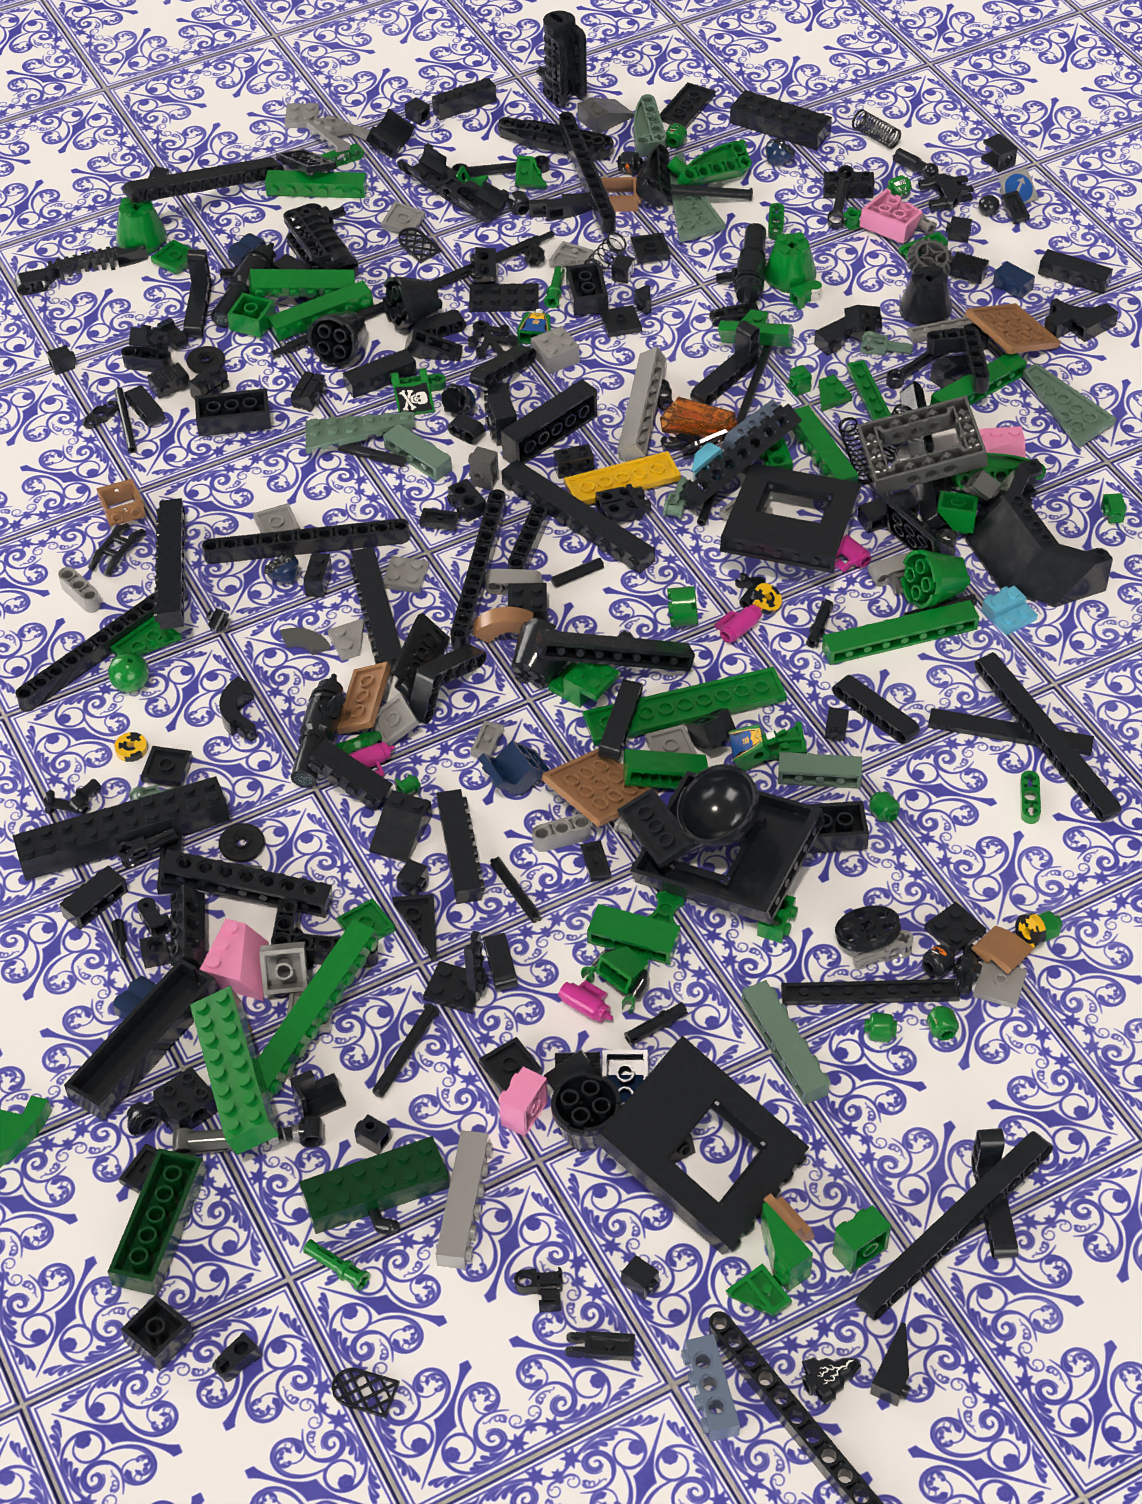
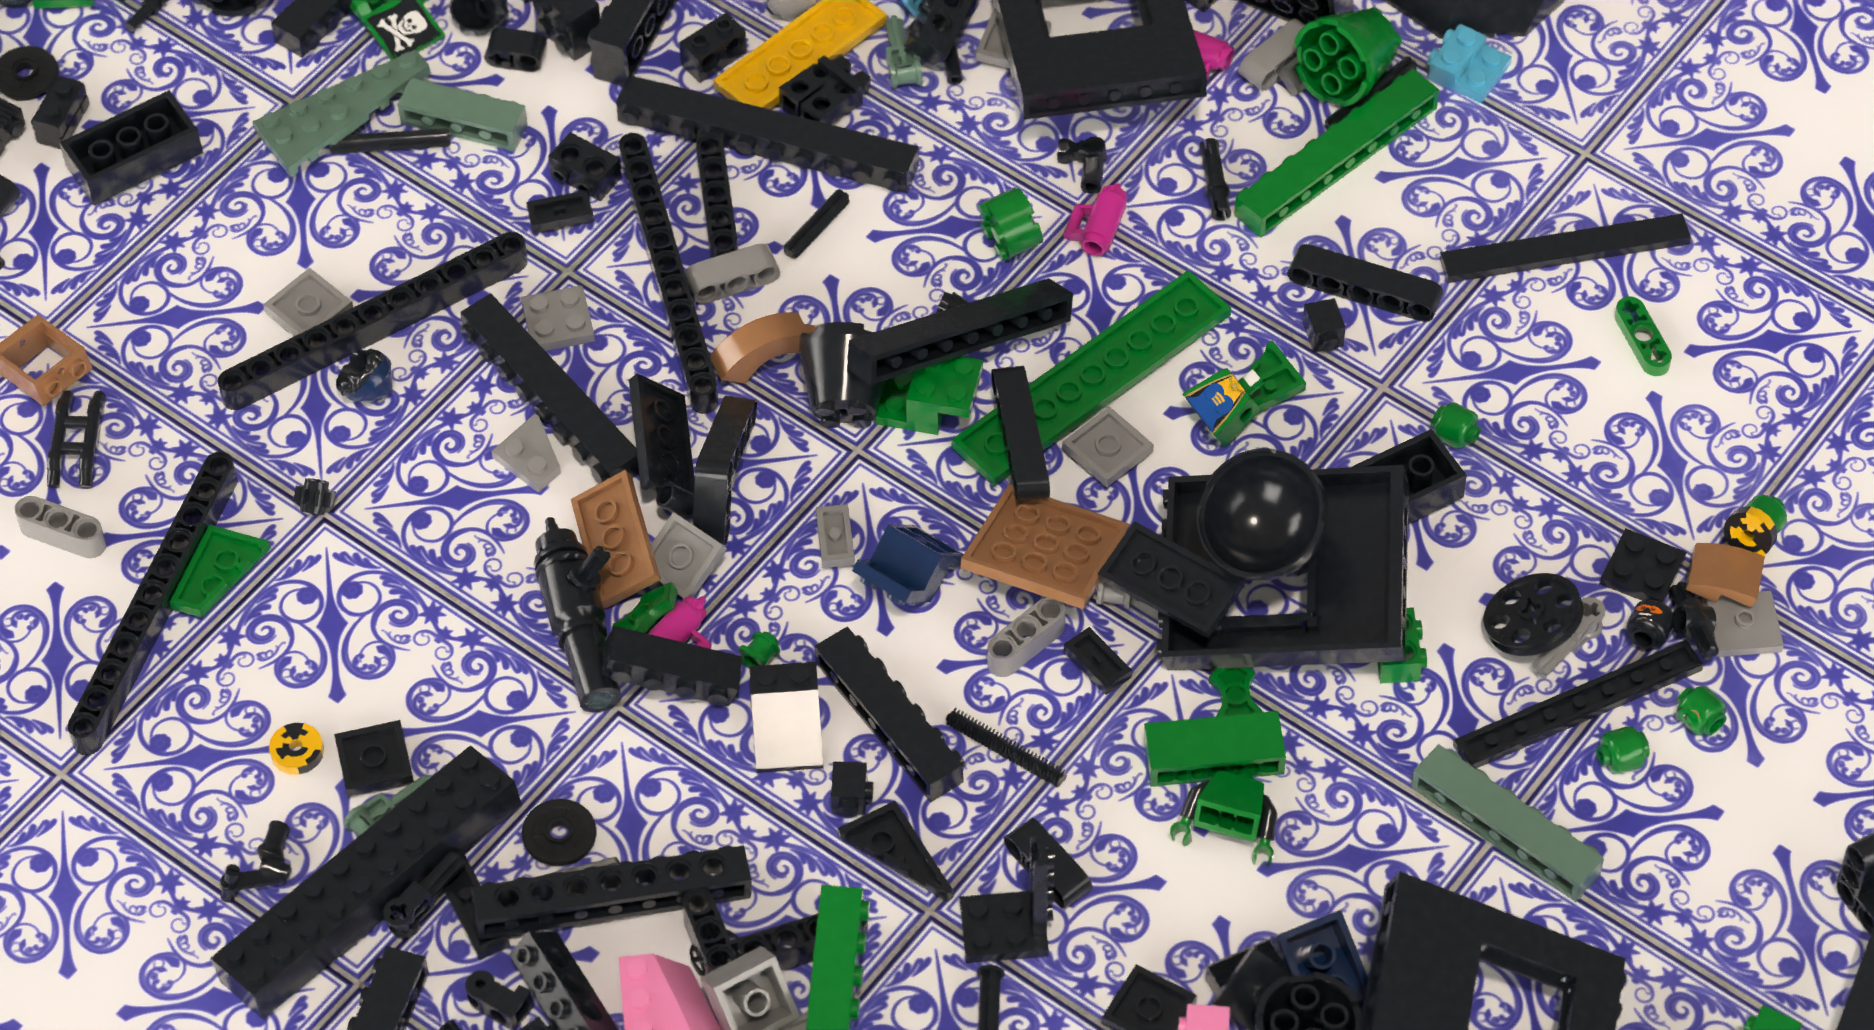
camera: 25 degrees left, 5 degrees up
(128, 672) = (228, 632): green piece -> none
(170, 564) = (192, 433): black brick -> none
(232, 701) = (429, 646): black arch -> none
(305, 639) = (464, 477): dark grey tile -> none
(308, 391) = (229, 70): black brick -> none
(318, 575) = (427, 368): black brick -> none
(370, 915) = (811, 868): green tile -> none
(484, 468) = (586, 106): dark grey brick -> none
(529, 597) = (775, 291): black brick -> none
(586, 999) = (1203, 871): dark pink piece -> none
(659, 767) = (1120, 485): green brick -> none
(661, 1020) = (1323, 856): black pin -> none
(711, 729) = (1156, 399): black brick -> none
(771, 593) = (1119, 166): yellow piece -> none
(820, 770) = (1338, 404): sand green brick -> none
(1048, 737) = (1623, 237): black beam -> none

